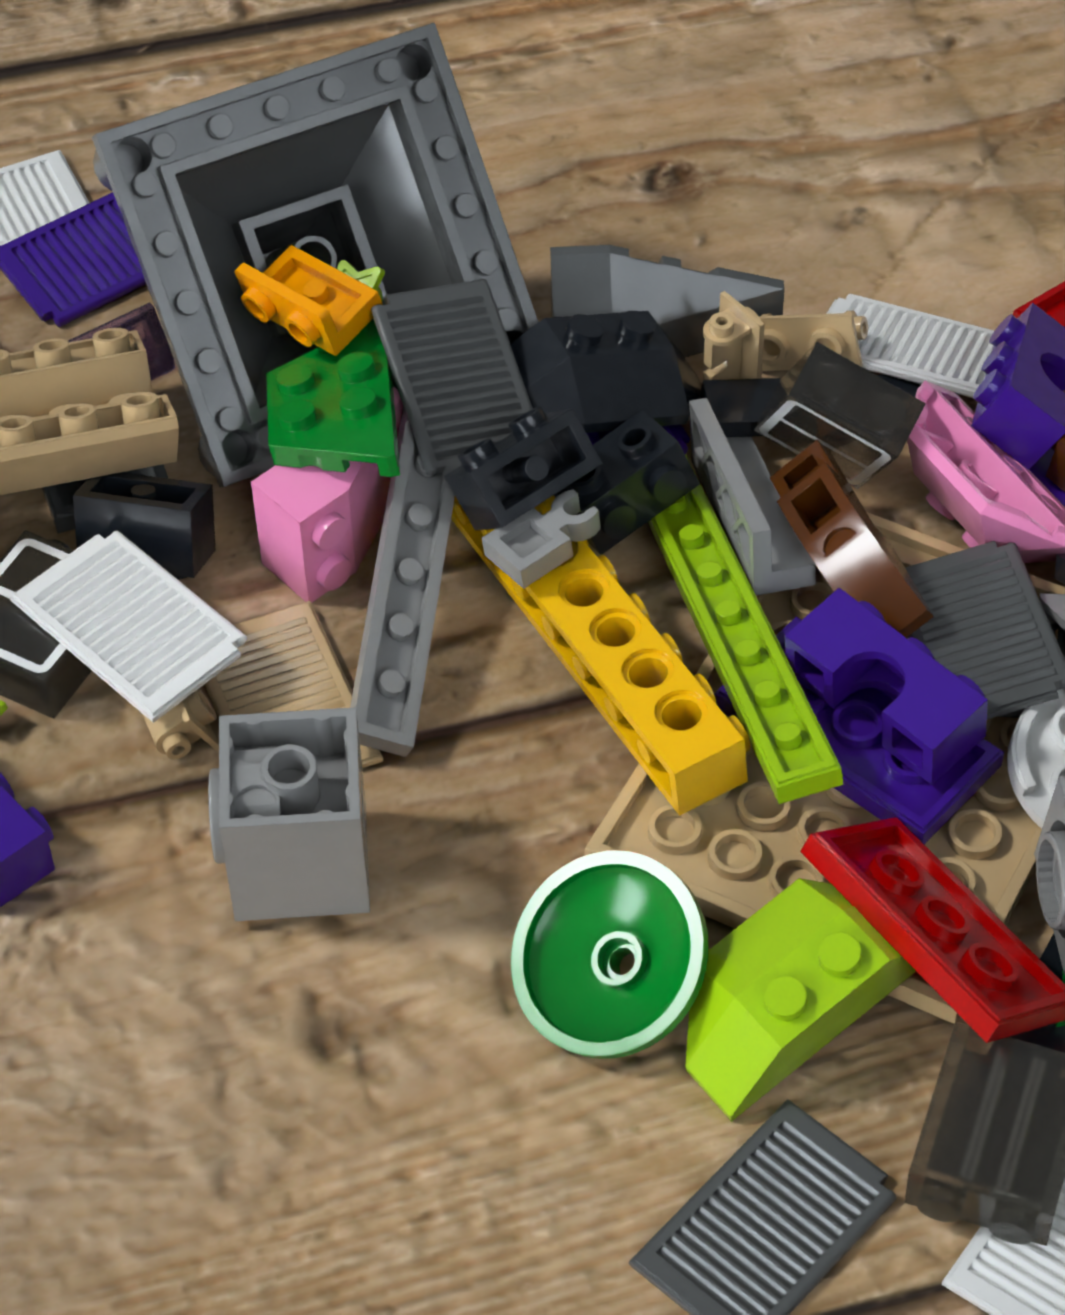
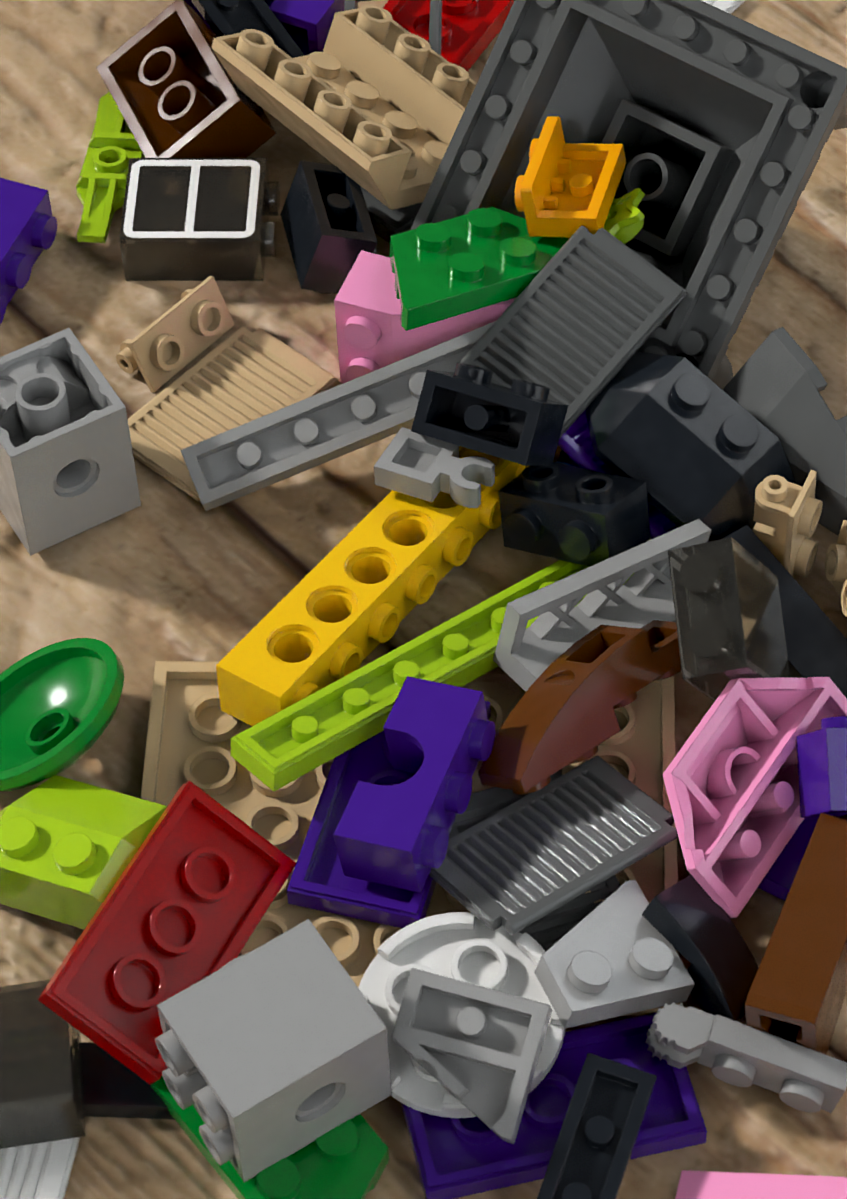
camera: 65 degrees right, 0 degrees up
(131, 623) = (204, 263): white window -> none

